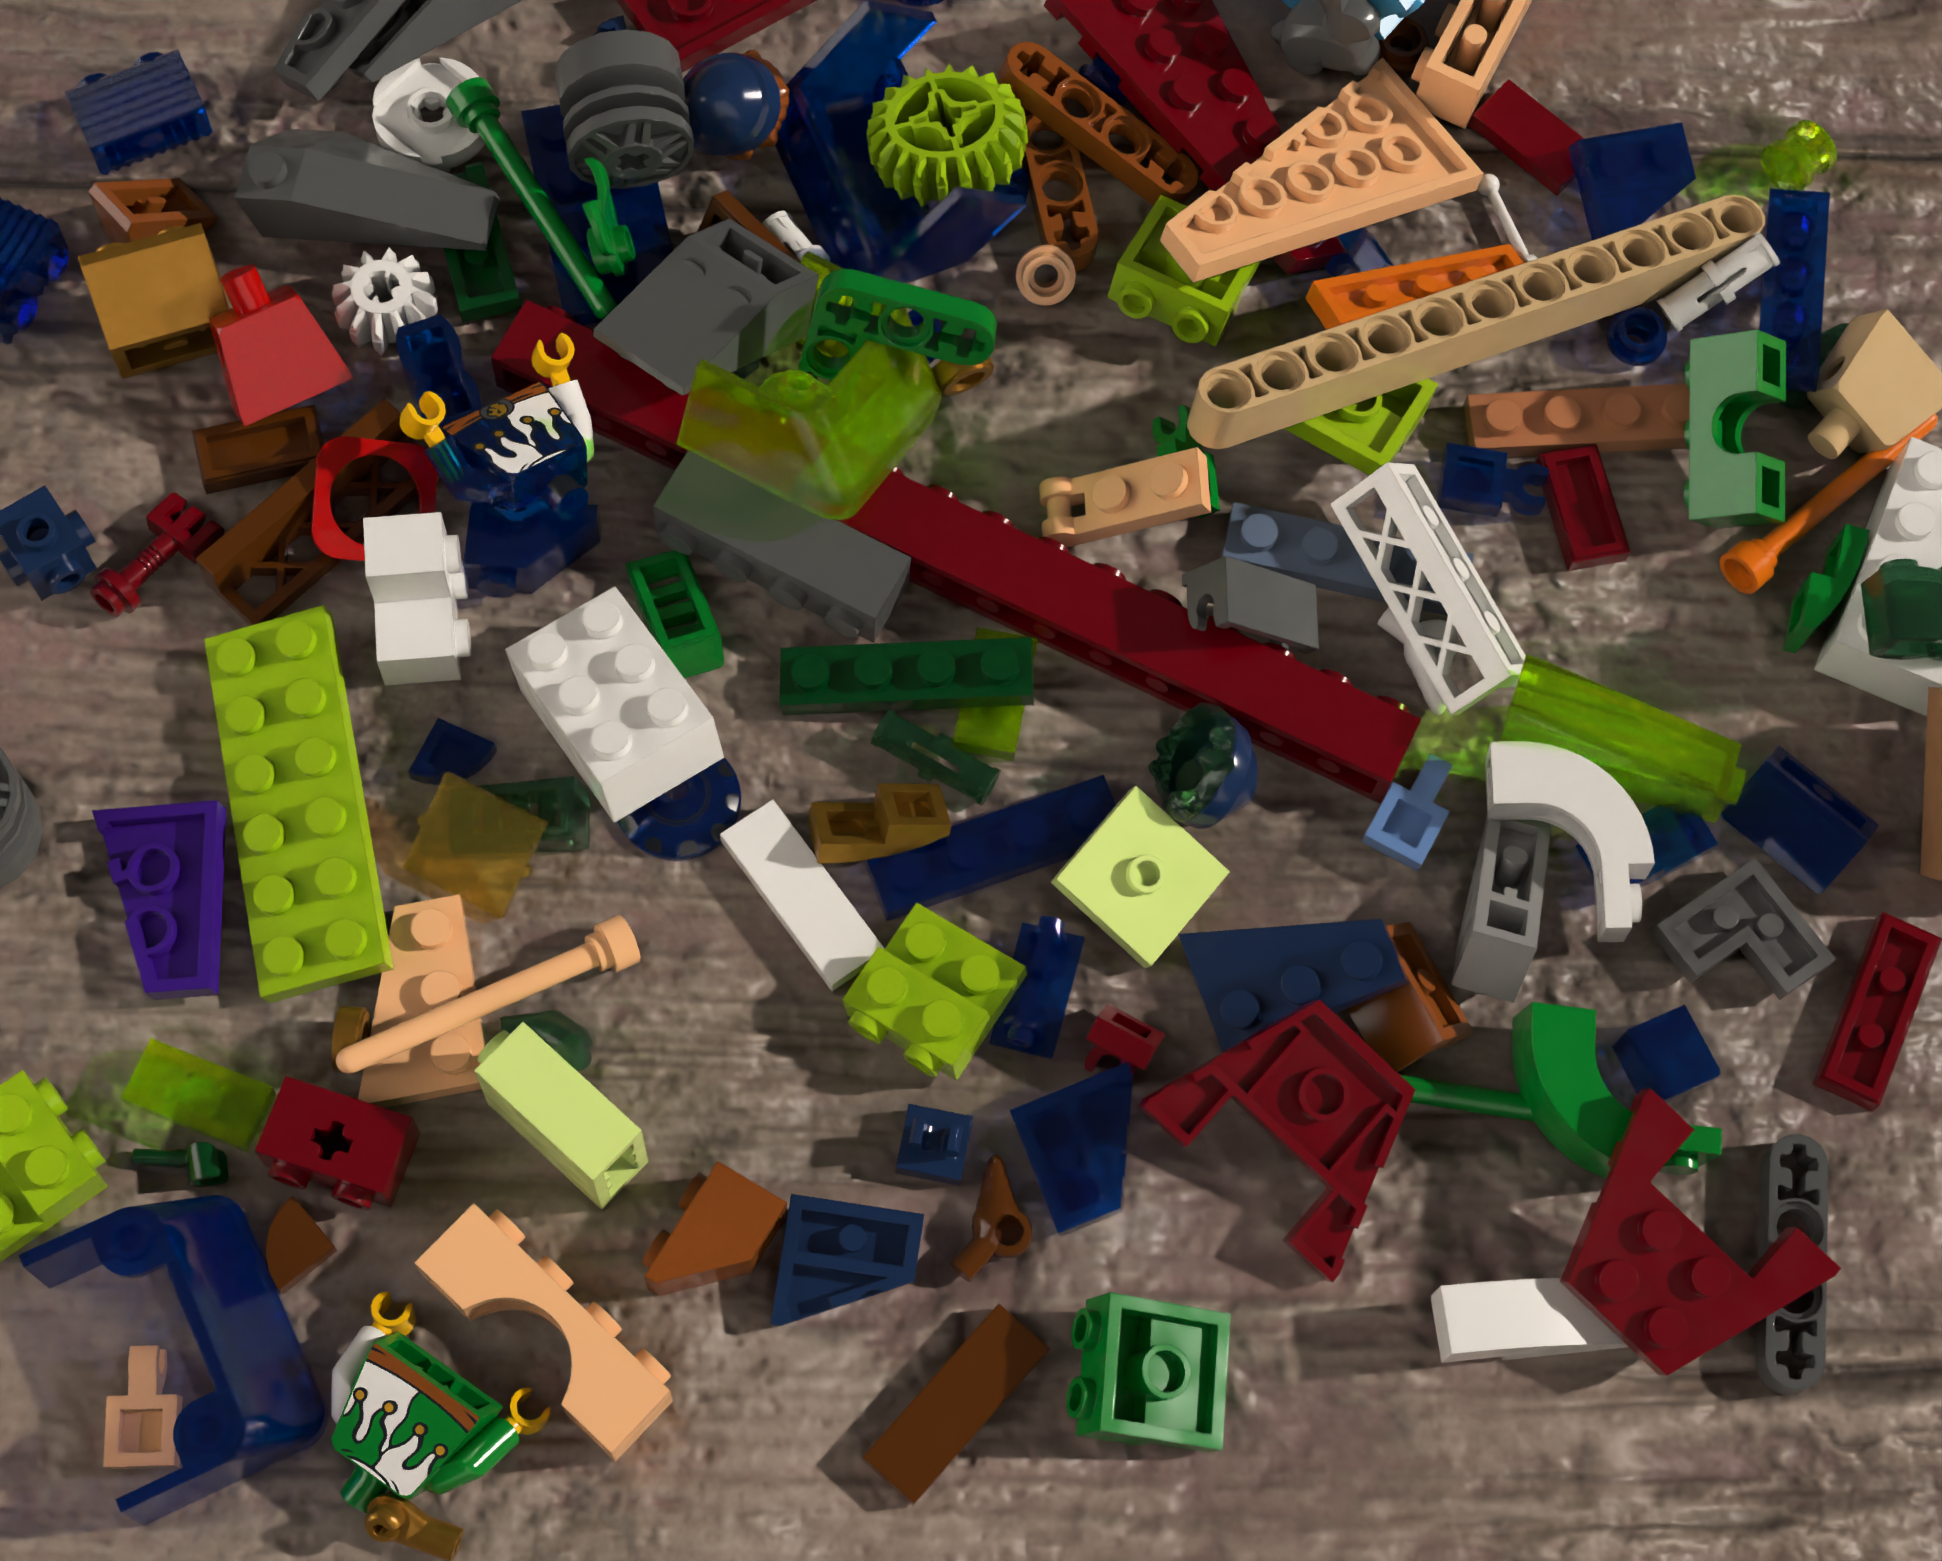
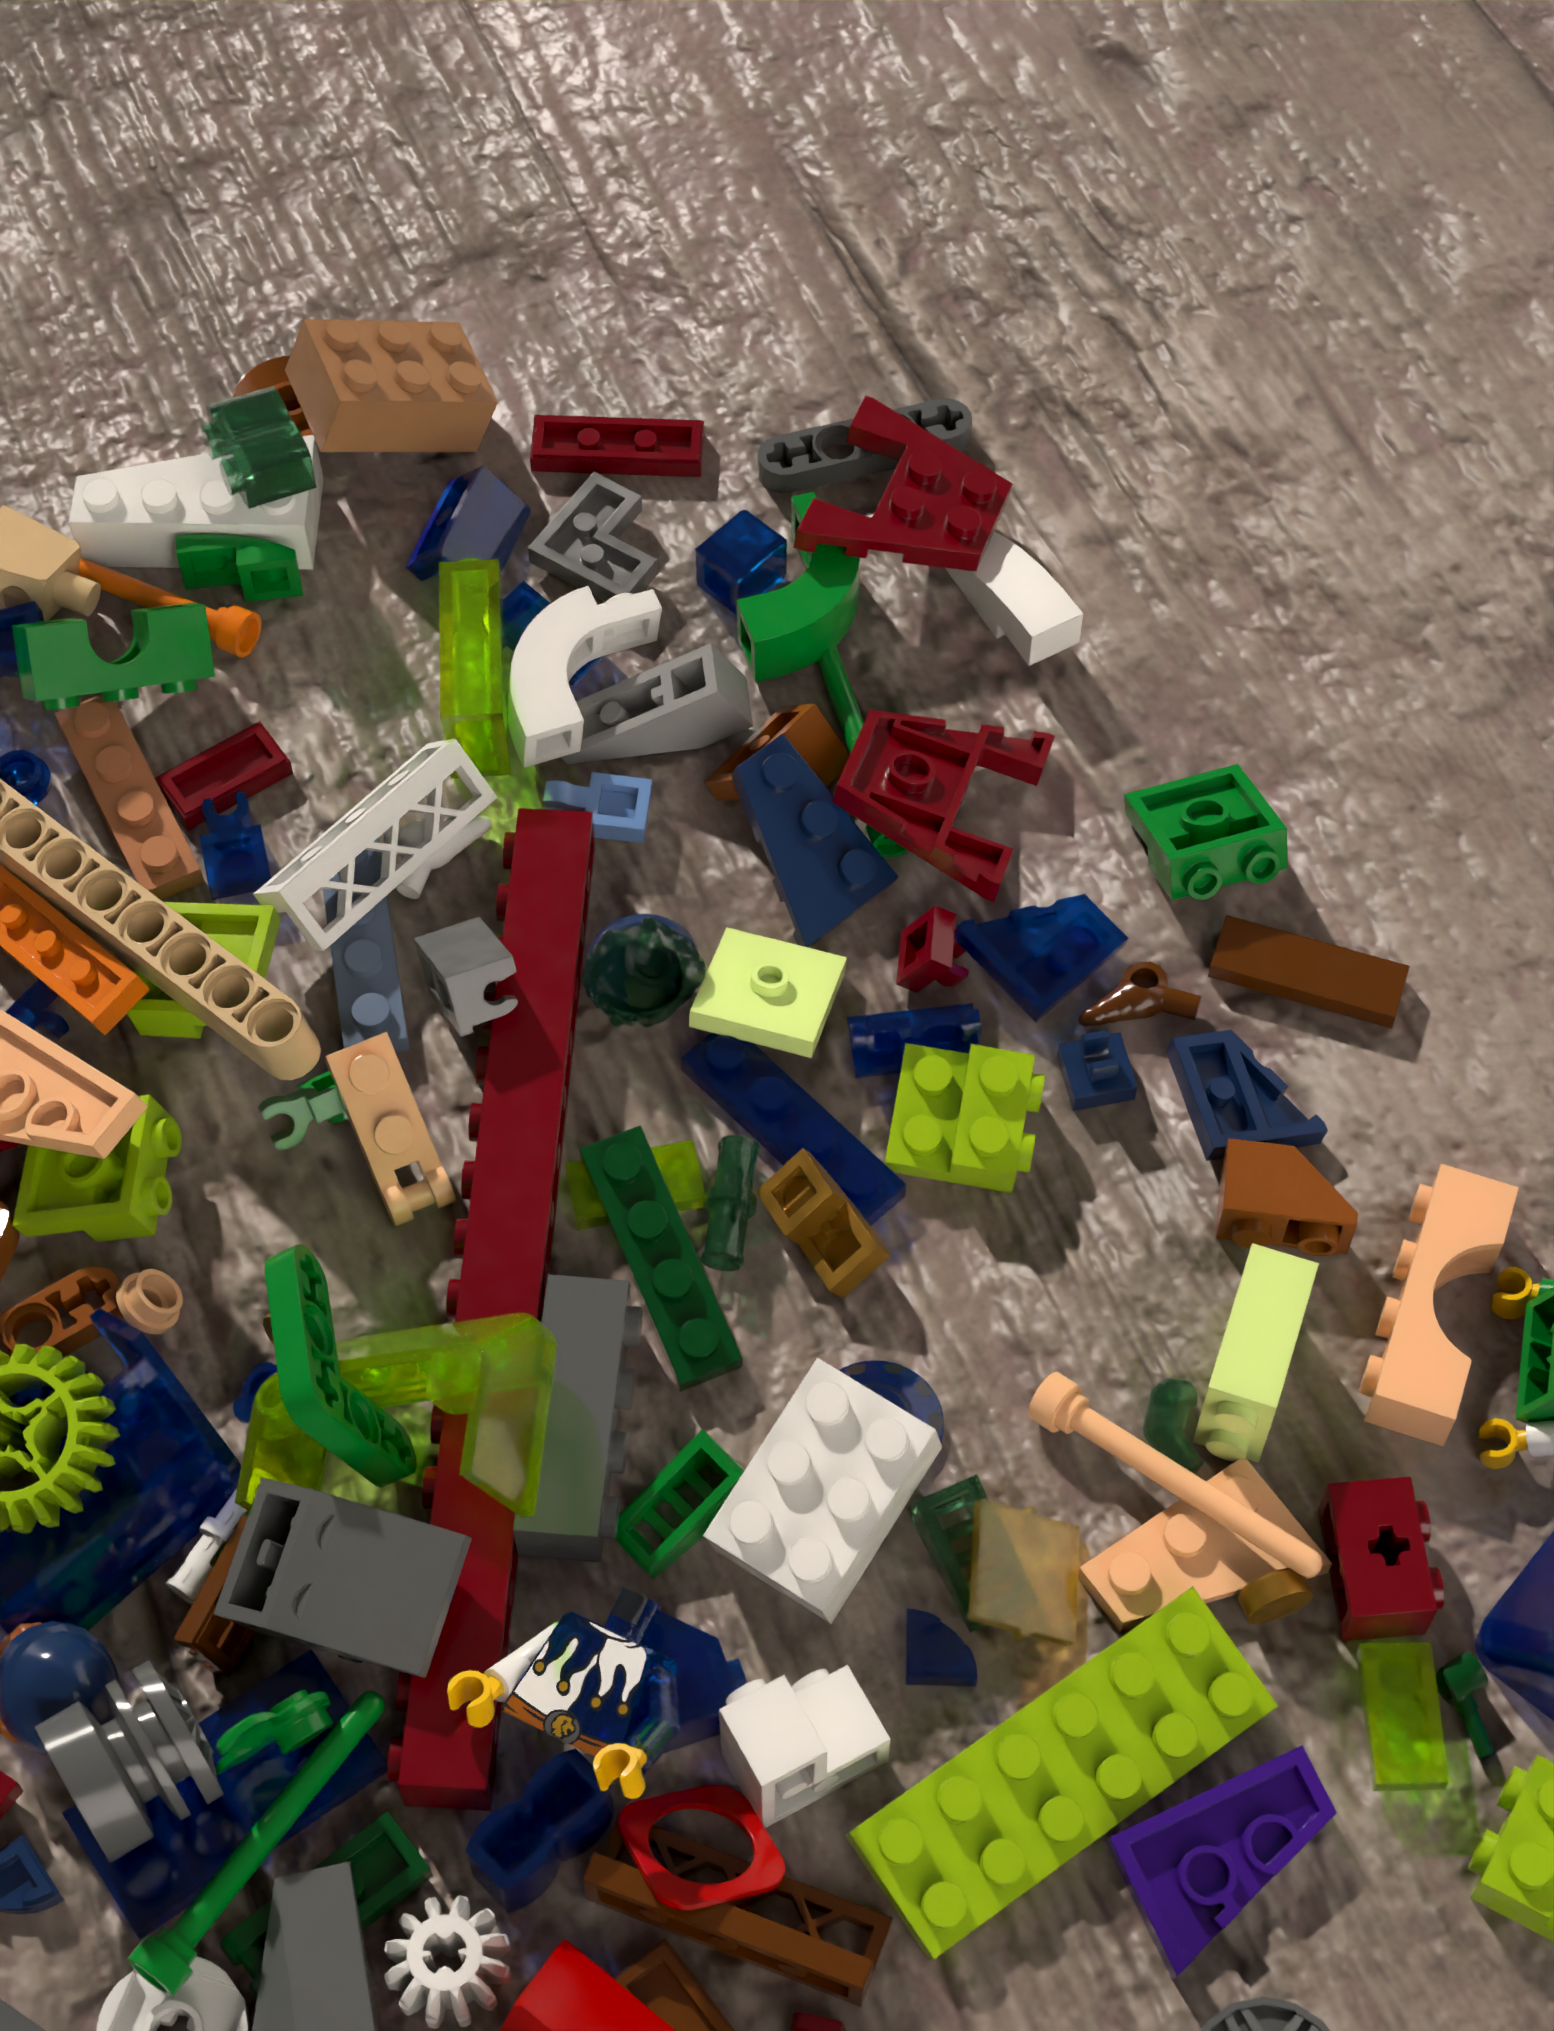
camera: 105 degrees left, 10 degrees down
(295, 1245) = (1485, 1561): reddish brown tile -> none
(801, 894) = (920, 1270): white tile -> none

